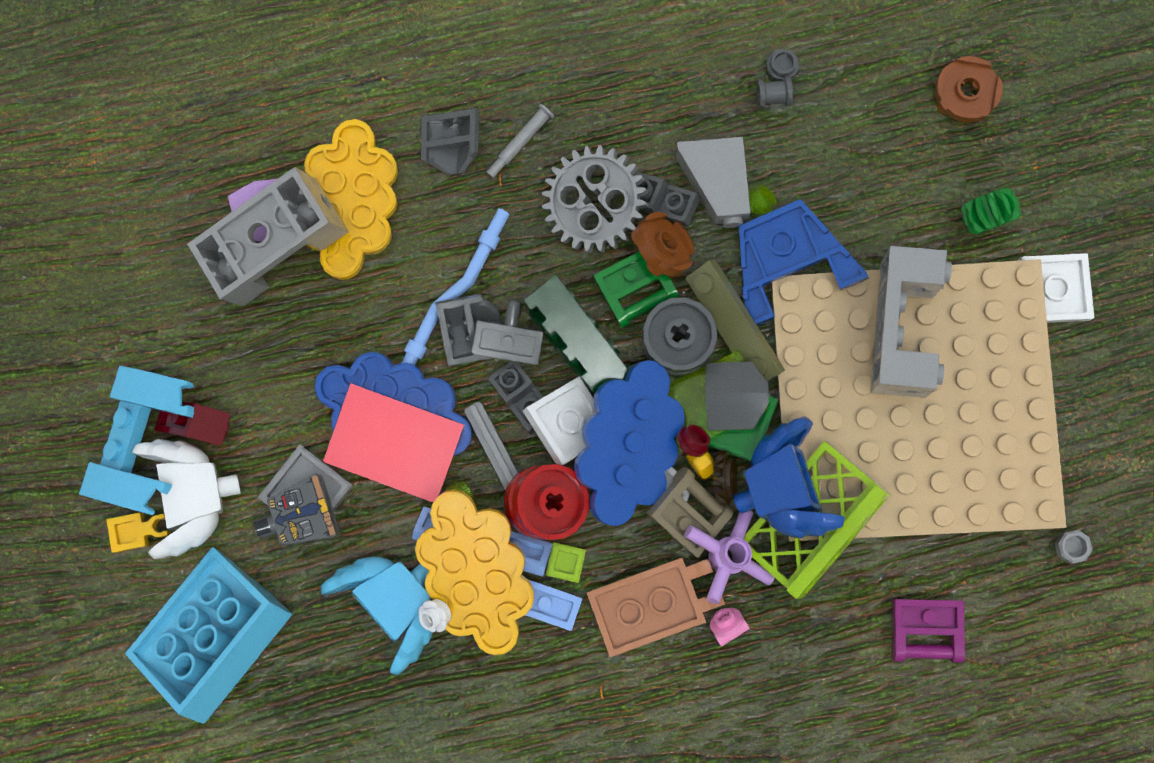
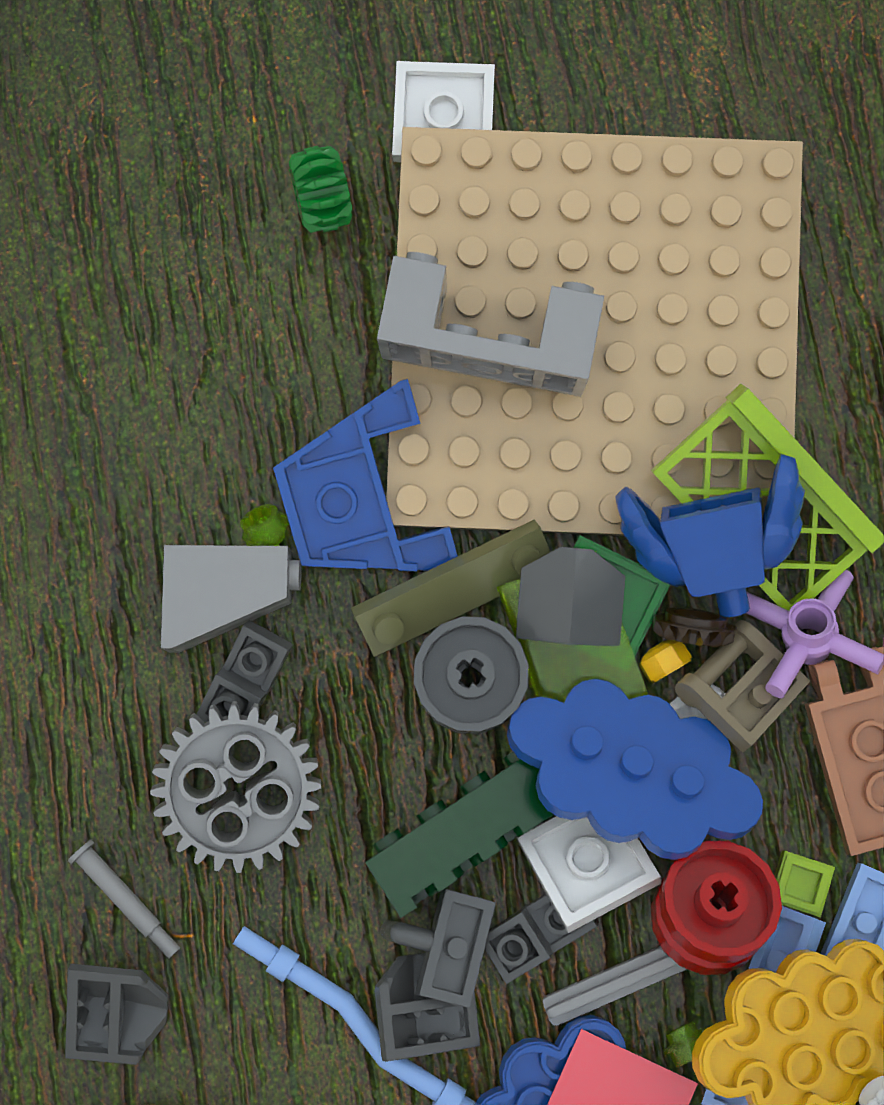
camera: 85 degrees left, 0 degrees up
(628, 278) = (365, 741): green plate -> none
(650, 239) = (314, 707): dark orange plate -> none
(693, 440) = (636, 669): dark red plate -> none
(774, 92) = (94, 489): dark grey bush -> none
(782, 64) = (51, 472): dark grey plate -> none
(982, 79) = (111, 176): dark orange plate -> none
(1073, 546) = (823, 137): light grey tile -> none

